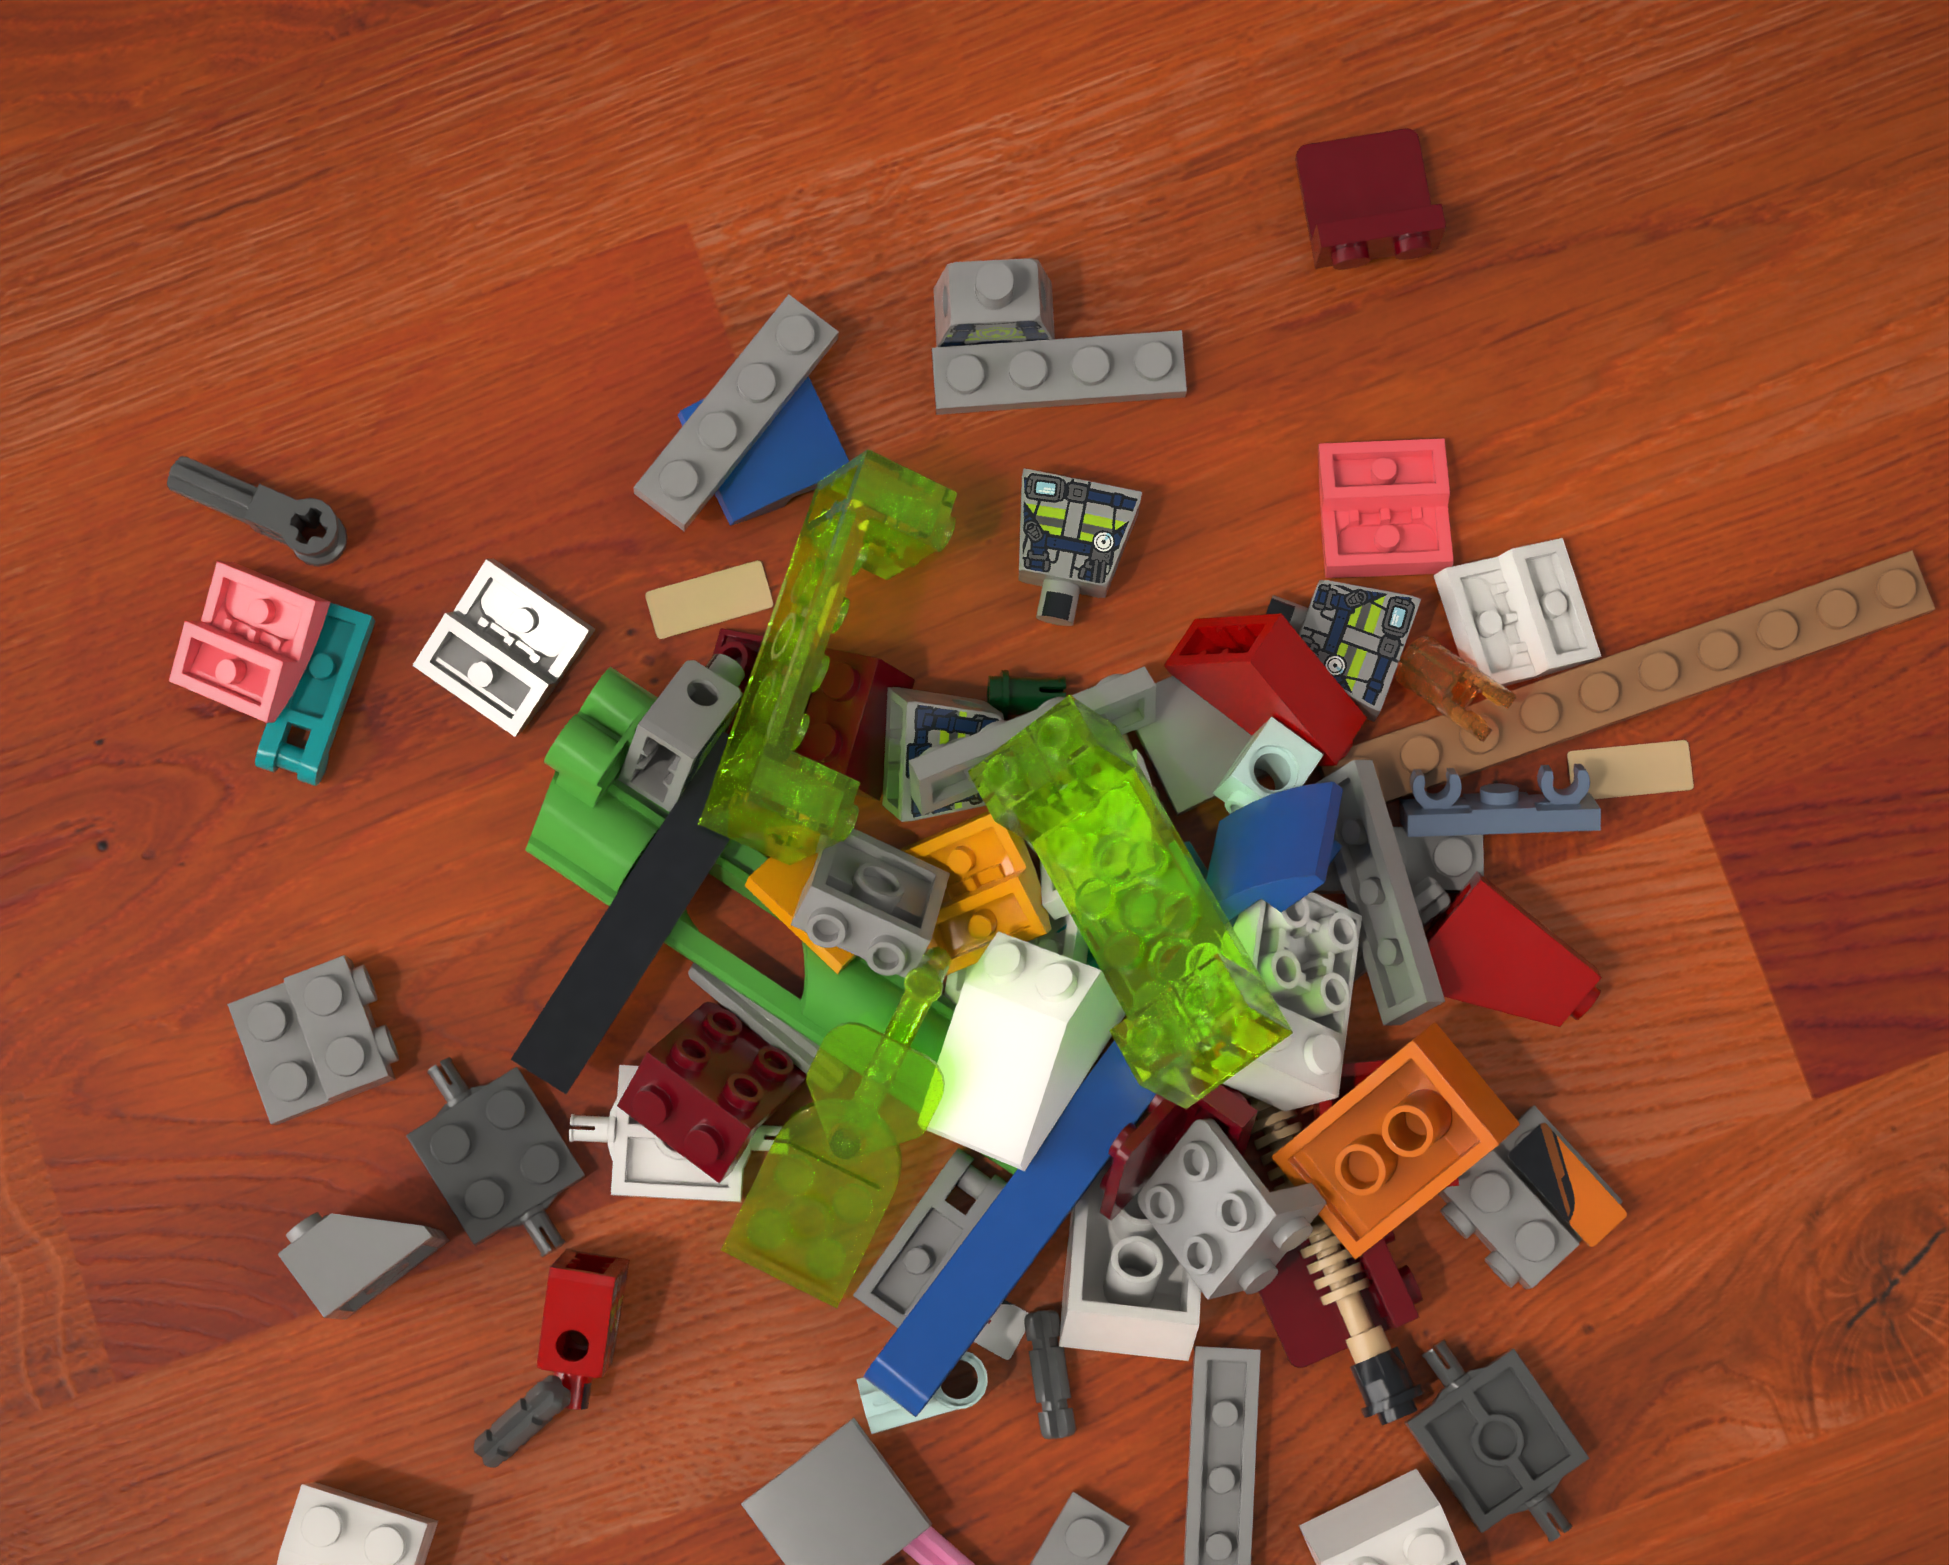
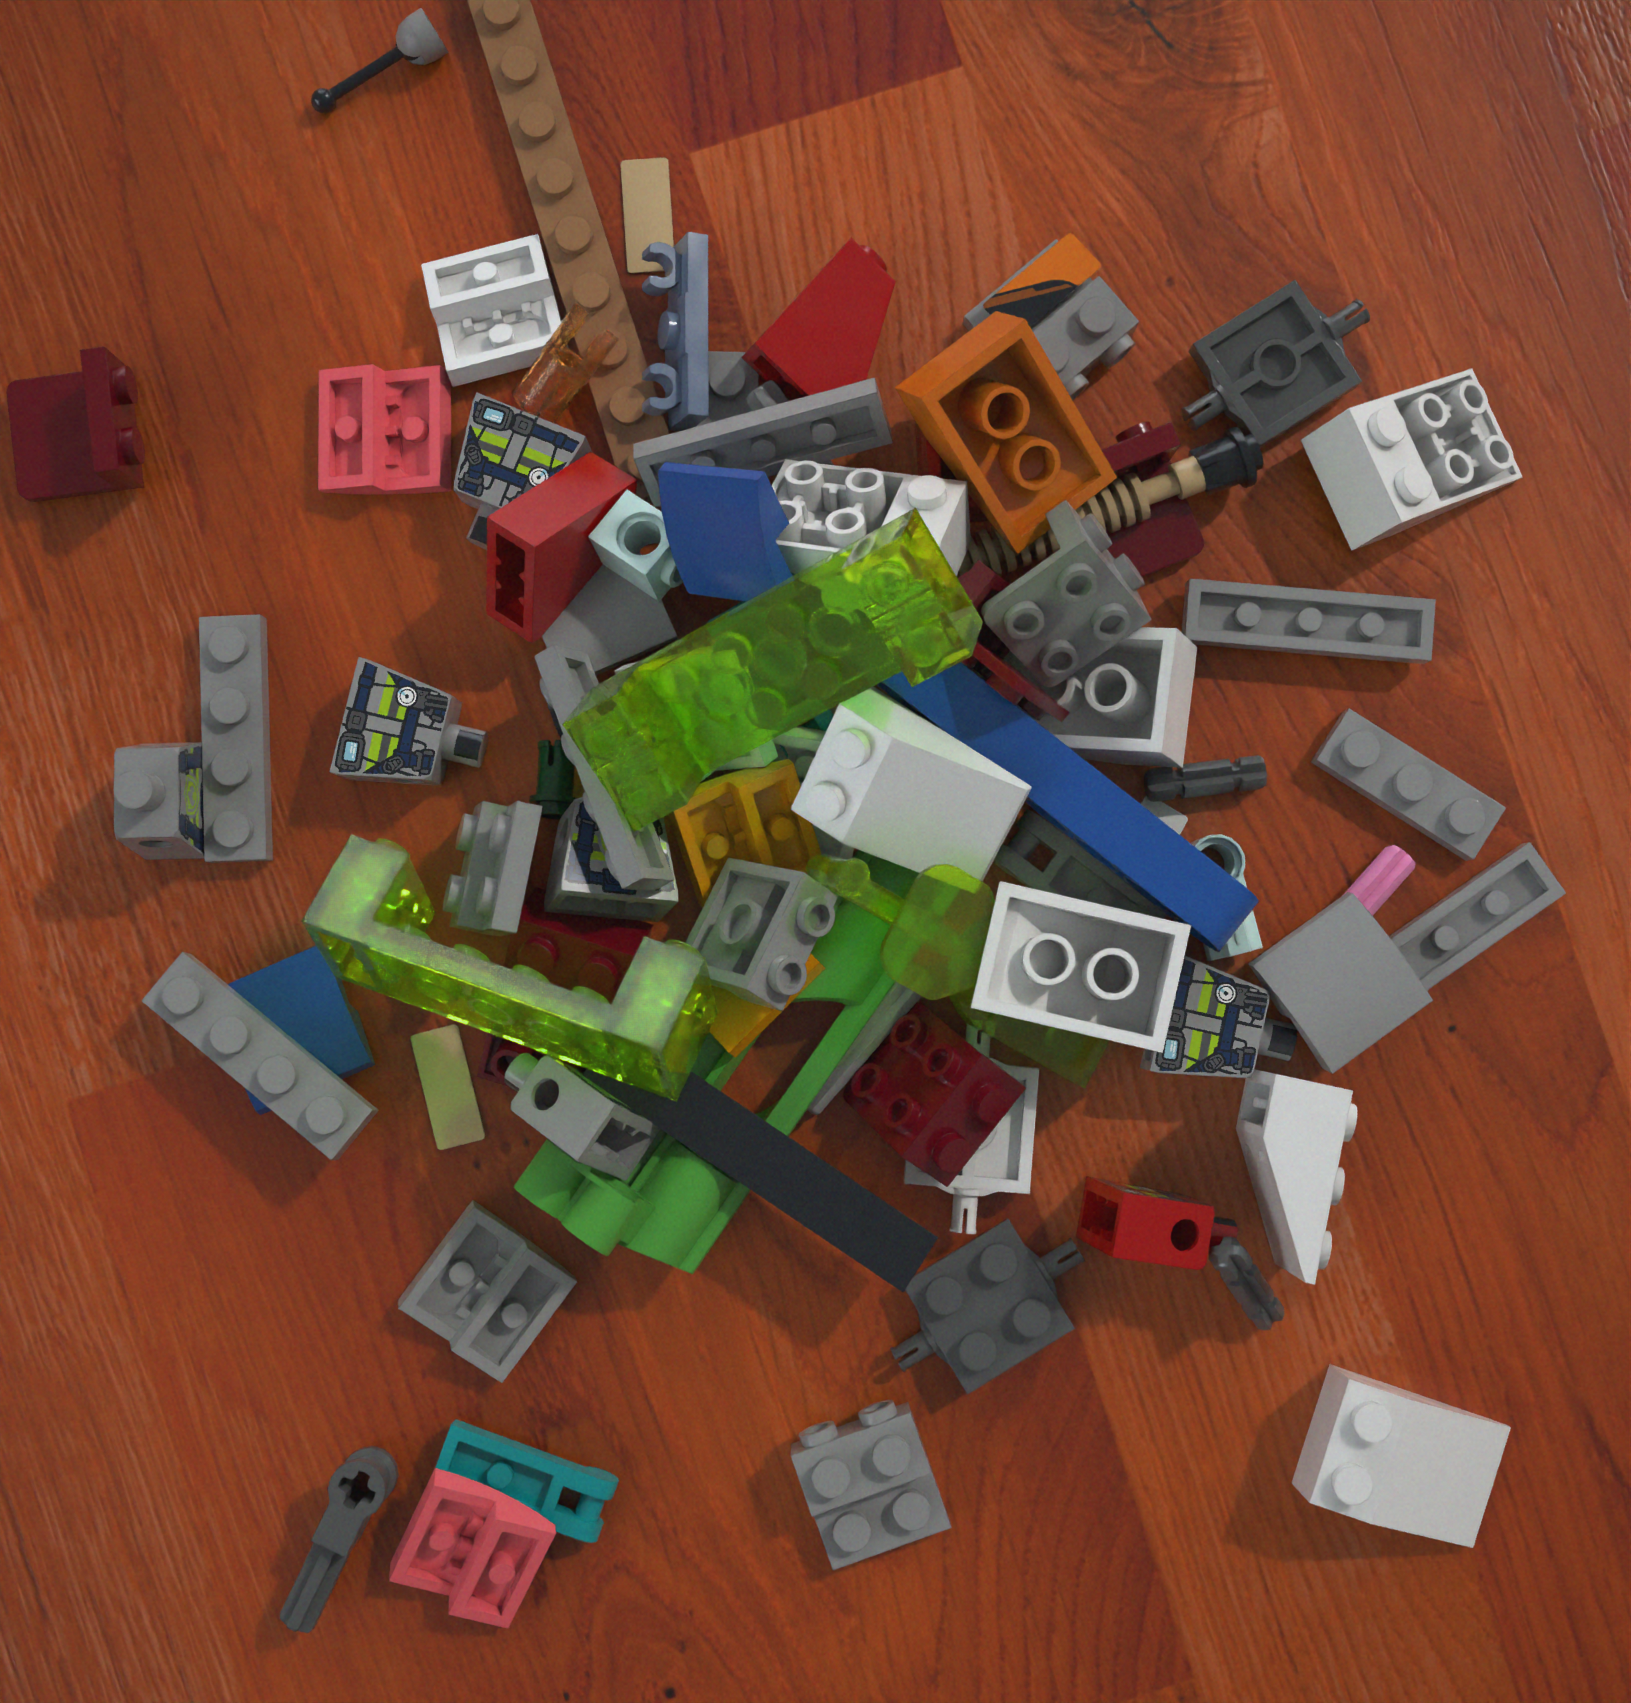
camera: 90 degrees left, 5 degrees up
(353, 1259) = (1089, 1456): light grey slope -> none
(670, 1461) = (1292, 1152): none -> white slope
(789, 1383) = (1219, 1027): none -> torso
(843, 1230) = (1081, 966): none -> white slope
(931, 636) = (494, 868): none -> light grey plate
(1800, 522) = (415, 42): none -> hinge

